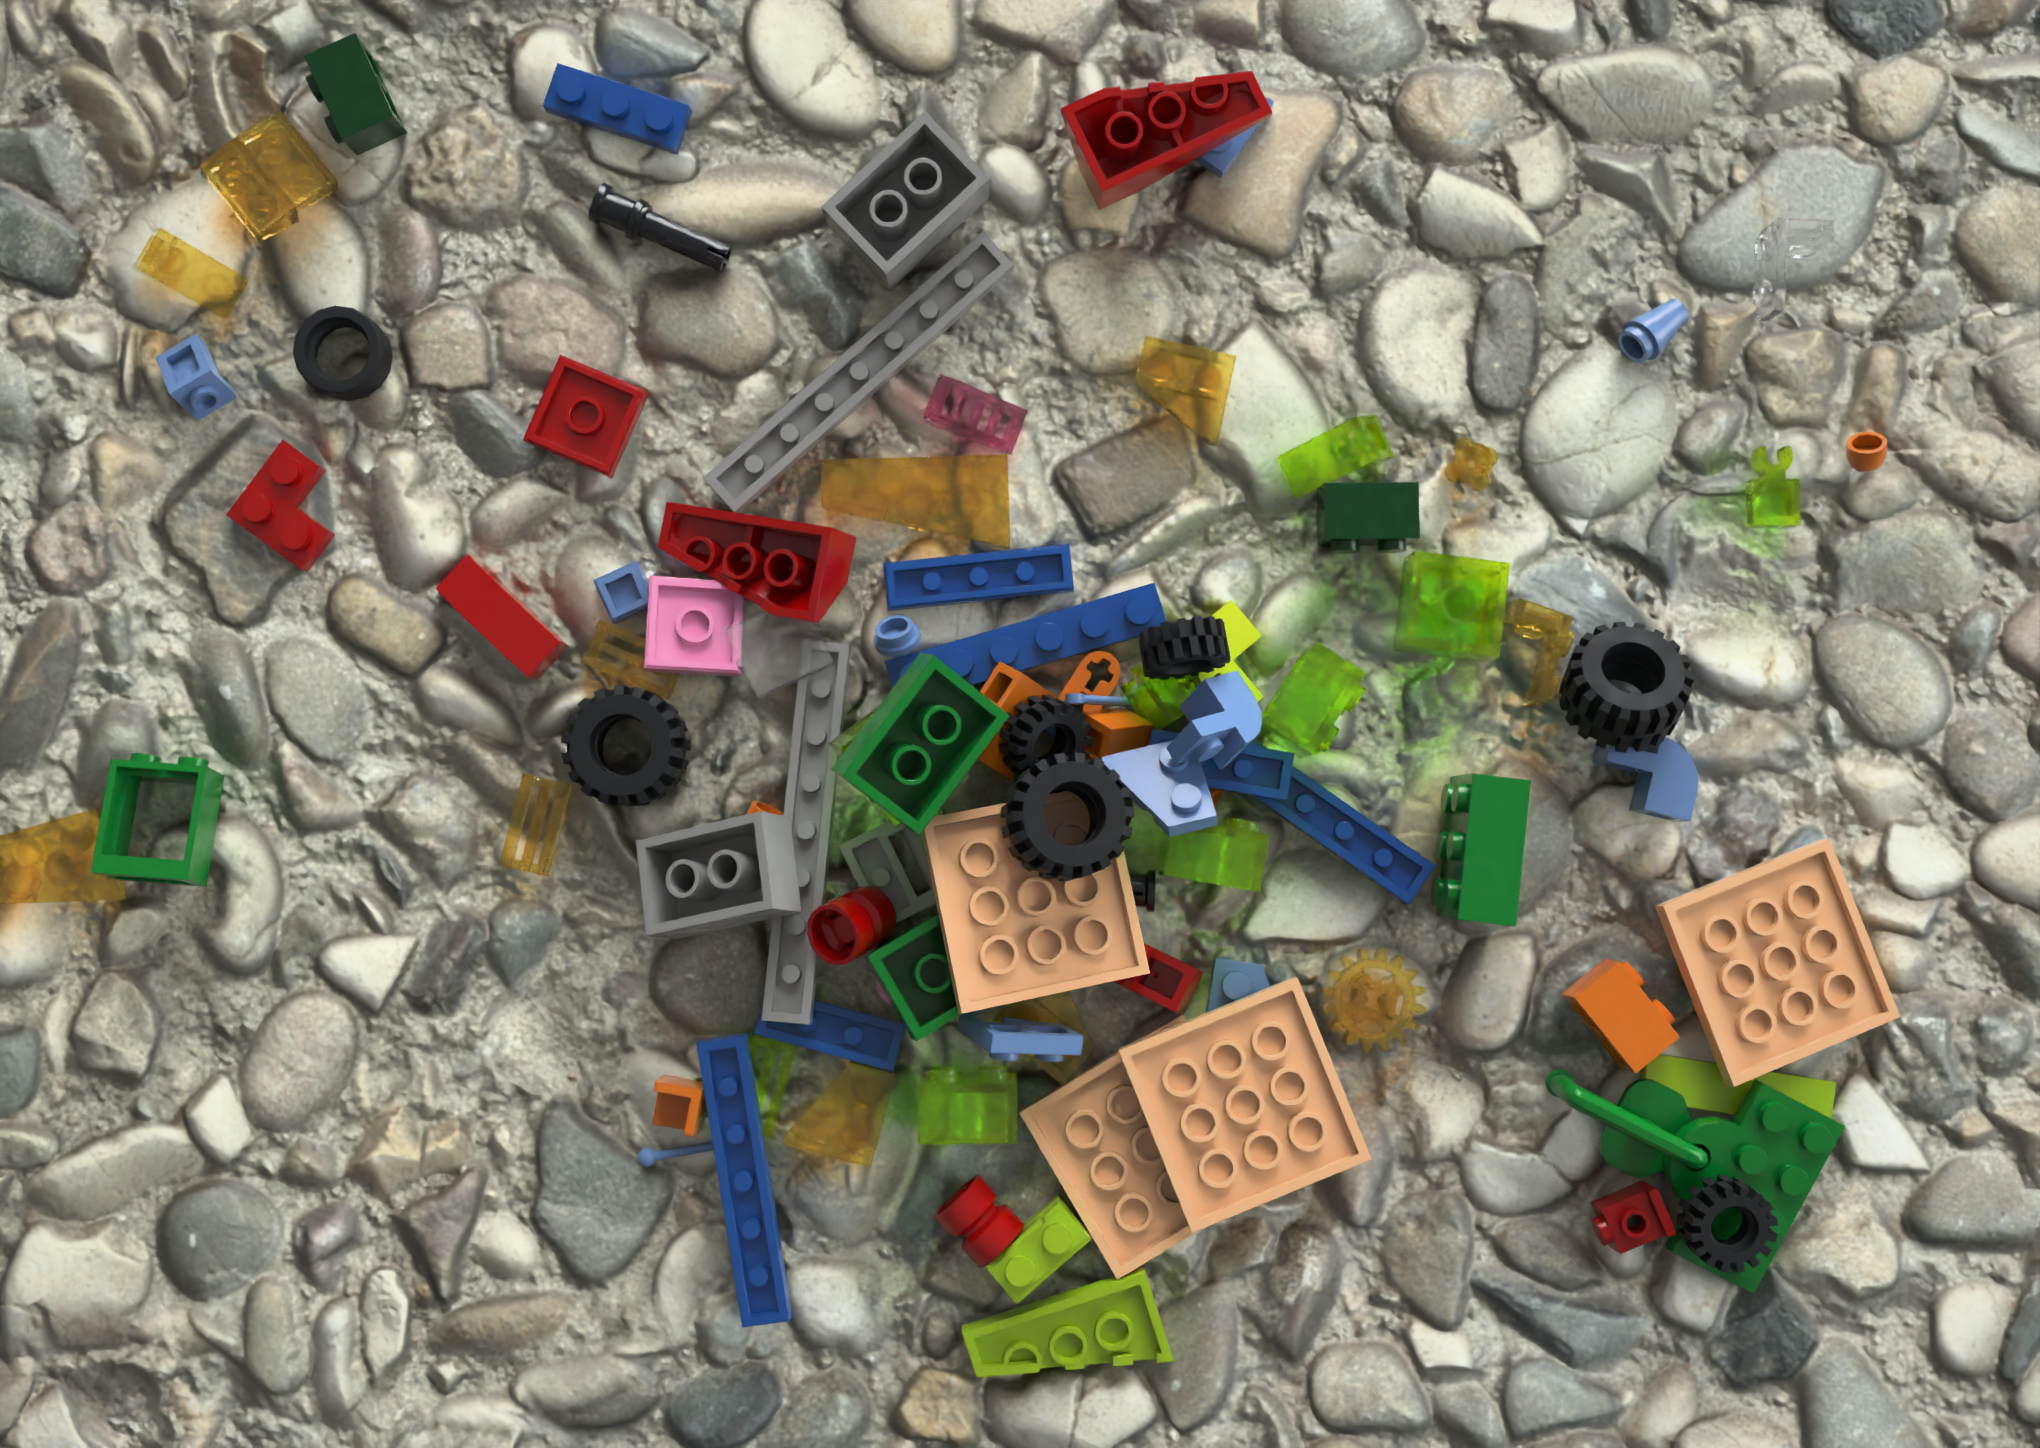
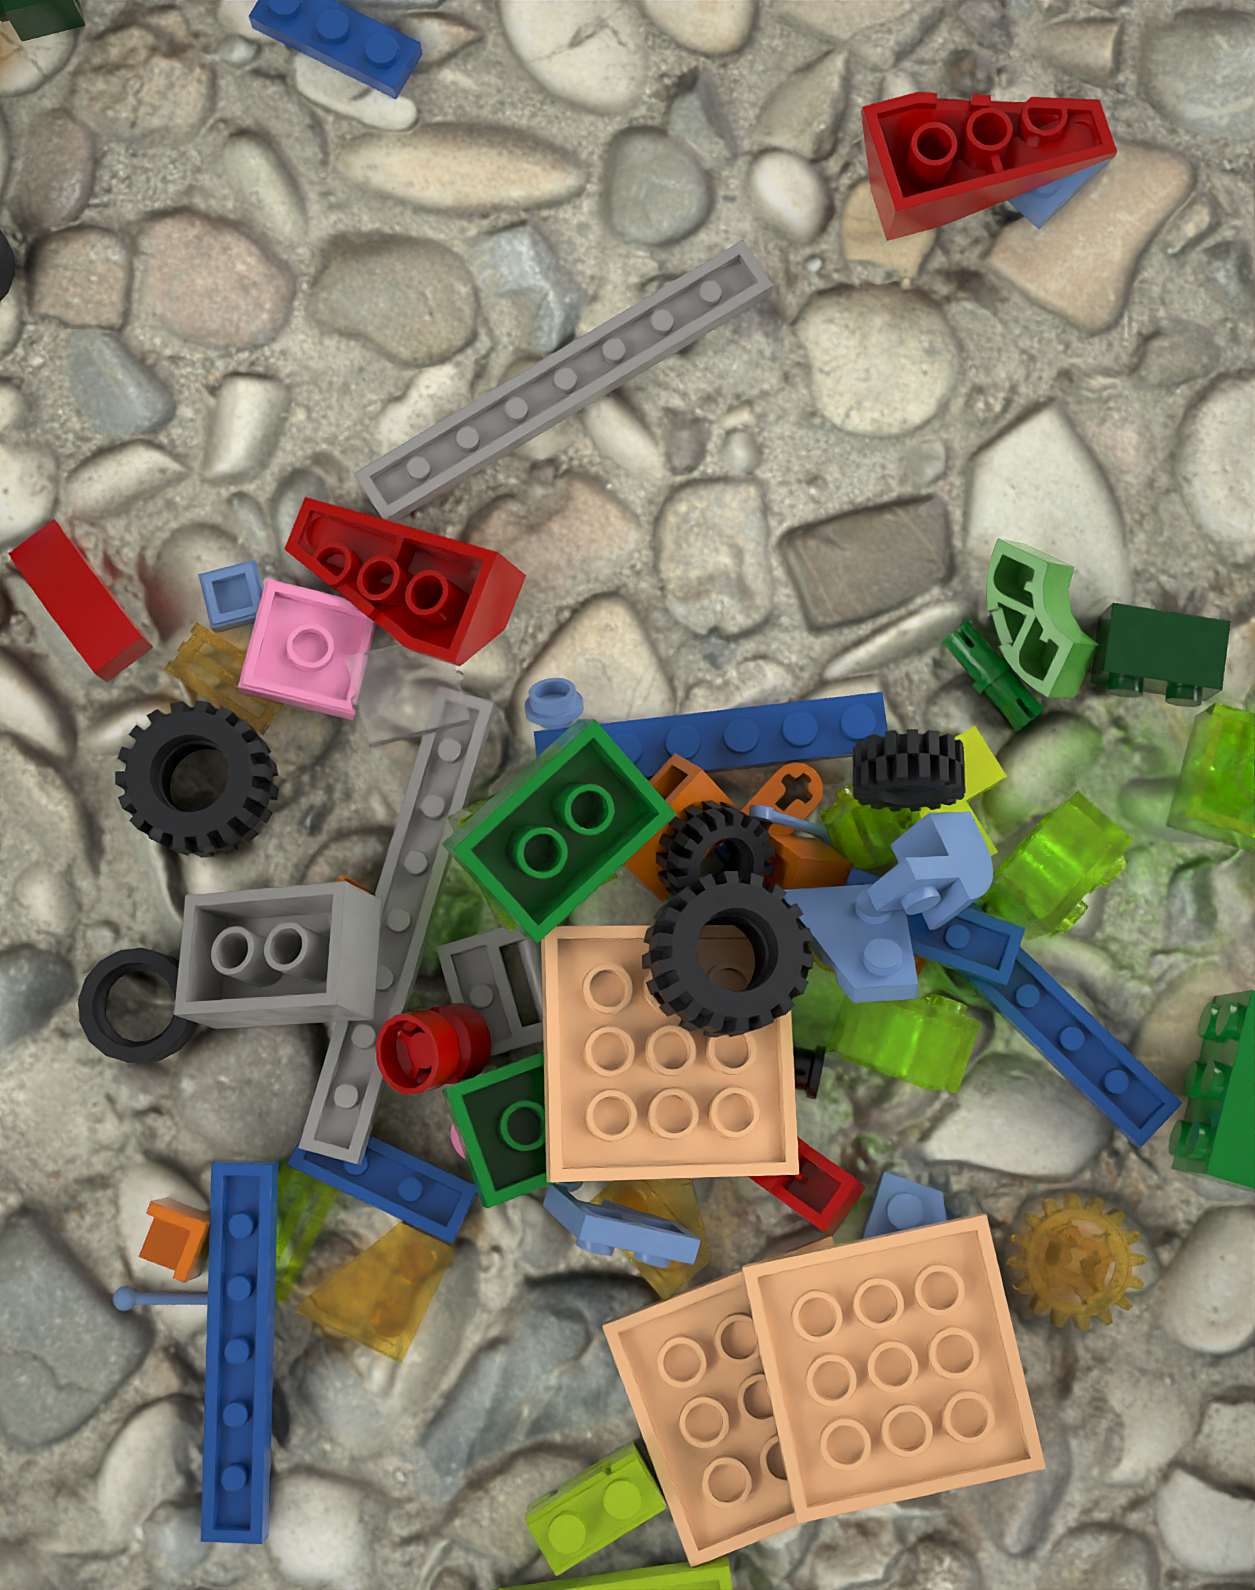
camera: 20 degrees right, 5 degrees down
(553, 829) = (90, 867): clear yellow tile -> none
(579, 941) = (93, 1007): none -> black tyre
(586, 416) = (228, 380): red plate -> none
(640, 221) = (337, 166): black pin -> none
(907, 200) = (658, 188): light grey brick -> none
(933, 493) = (629, 540): clear yellow wing -> none
(964, 392) = (688, 426): clear pink slope -> none
(967, 1105) = (537, 1305): clear neon green brick -> none
(978, 577) = (666, 650): blue tile -> none
(983, 1225) = (531, 1464): red wheel -> none
(1187, 383) = (960, 460): clear yellow wing -> none
(1239, 554) = (992, 675): none -> green pin
(1264, 504) = (1035, 619): none -> bright green brick
(1335, 454) = (1133, 572): clear neon green bracket -> none

